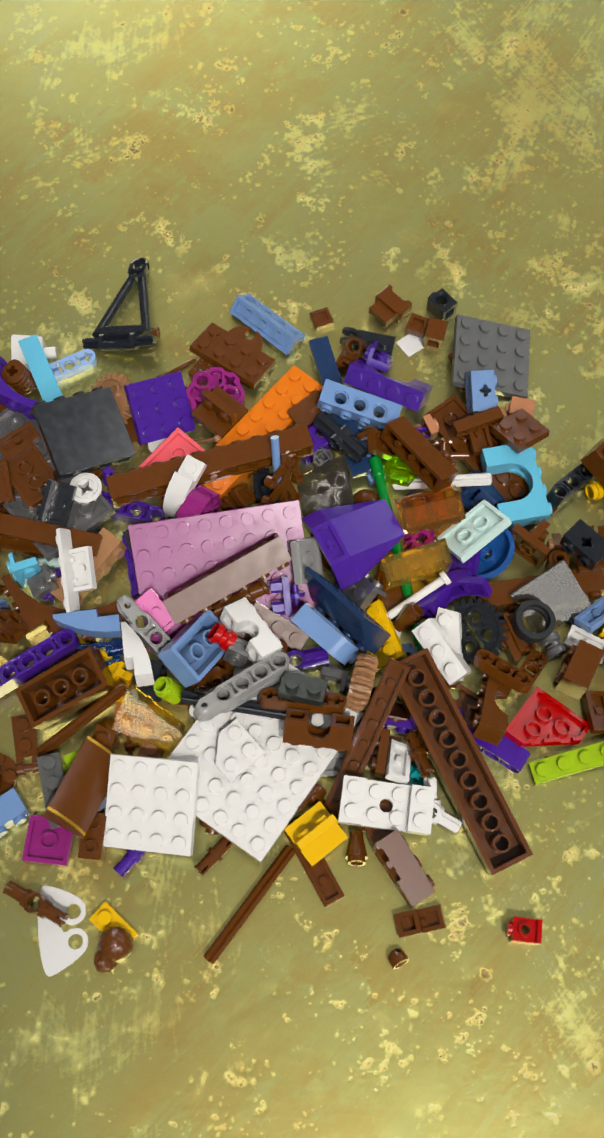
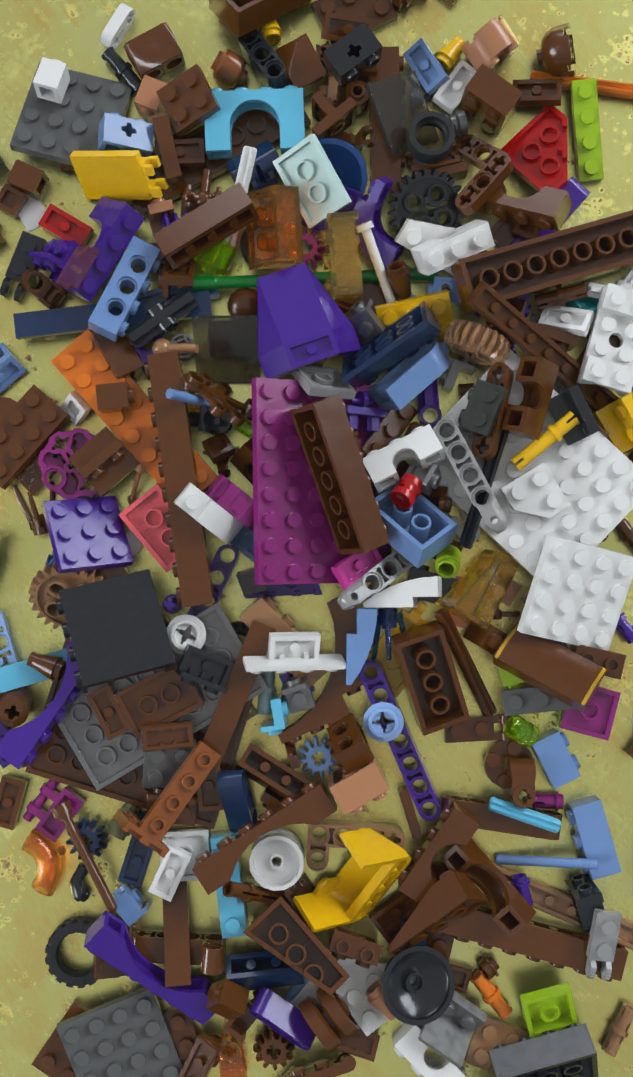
camera: 75 degrees left, 20 degrees up
(16, 648) = (375, 729): none -> light blue gear
(24, 778) = (525, 732): none -> clear neon green wheel
(52, 390) = (48, 665): none -> reddish brown cone
(260, 390) = (76, 407): none -> white plate
(270, 408) = (115, 397): none -> reddish brown brick
(290, 756) = (549, 437): none -> yellow pin
(310, 772) = (574, 401): none -> black panel
(319, 443) = (163, 345): none -> medium nougat bar
(367, 366) = (77, 267): none -> clear pink piece
(404, 364) = (65, 226): none -> red plate
(449, 389) = (117, 174): none -> yellow tile
(514, 335) = (51, 80): none -> white brick
(519, 565) = (358, 140): none -> reddish brown plate
(538, 388) = (122, 69): none -> black pin
(557, 408) = (154, 52): none -> reddish brown piece
(557, 463) = (229, 68): none -> dark orange head
(569, 513) = (303, 65): none -> reddish brown piece
(571, 379) = (117, 26): none -> white beam

